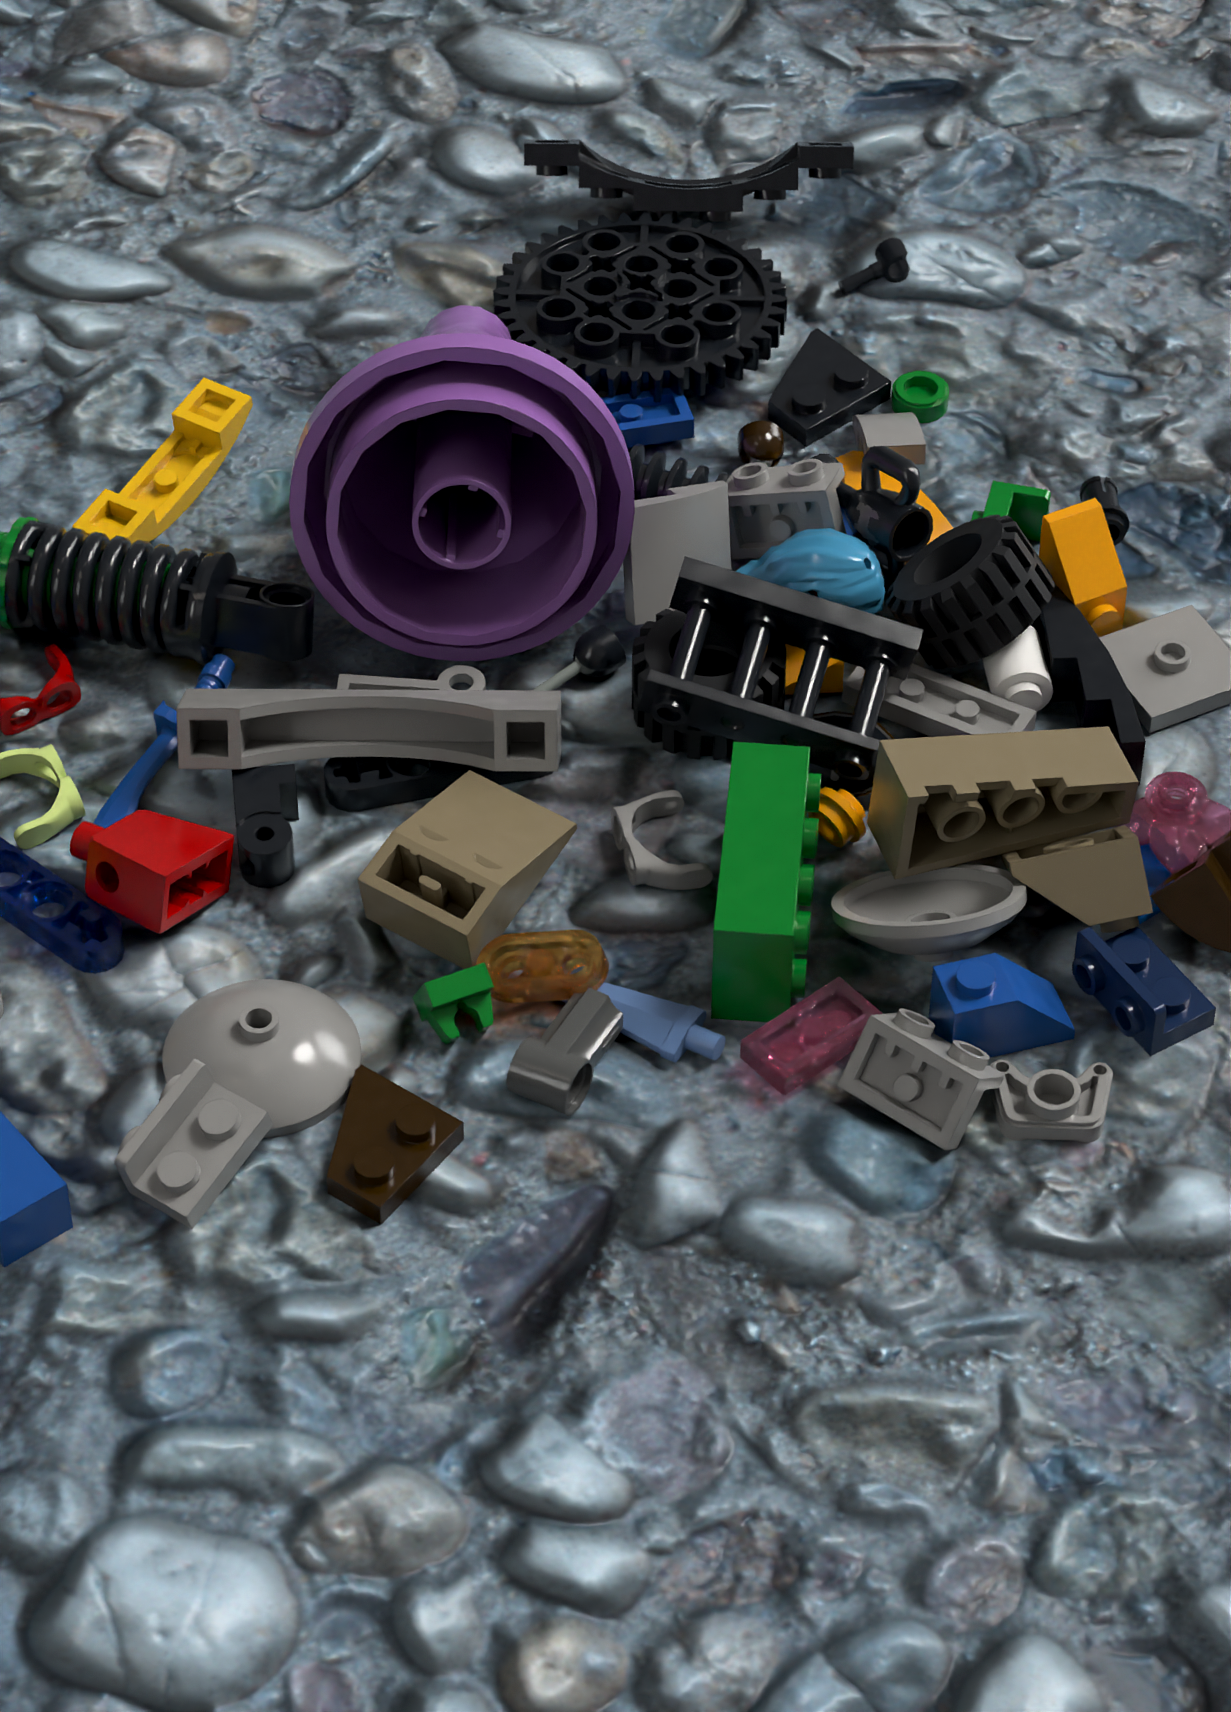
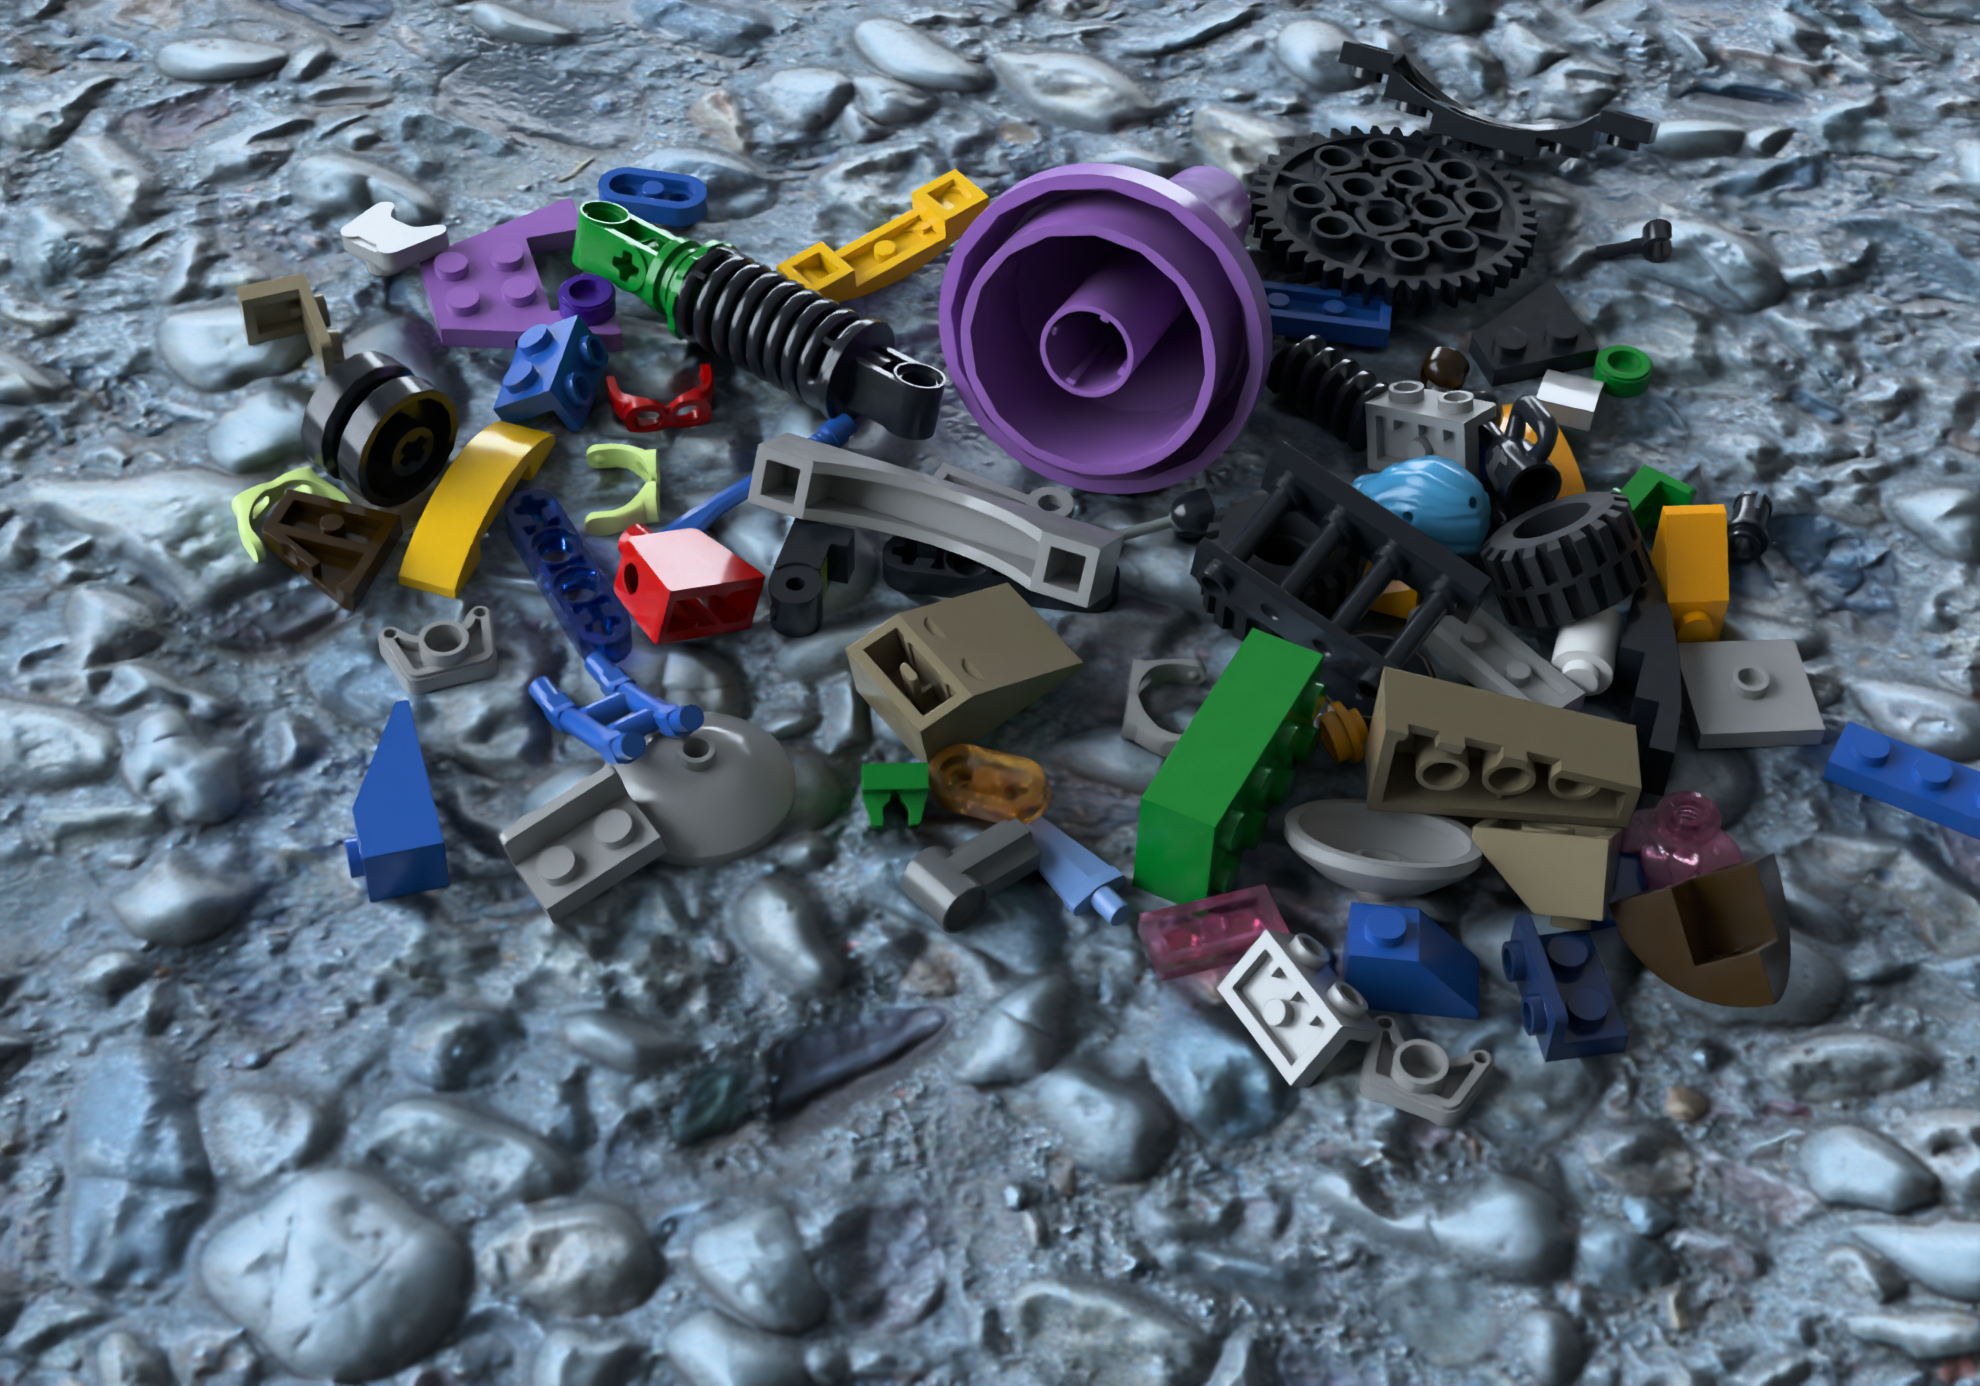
camera: 20 degrees right, 0 degrees up
(180, 1034) = (623, 739): none -> blue piece
(387, 1145) = (765, 905): dark brown wing -> none
(665, 530) = (1316, 419): light grey slope -> none

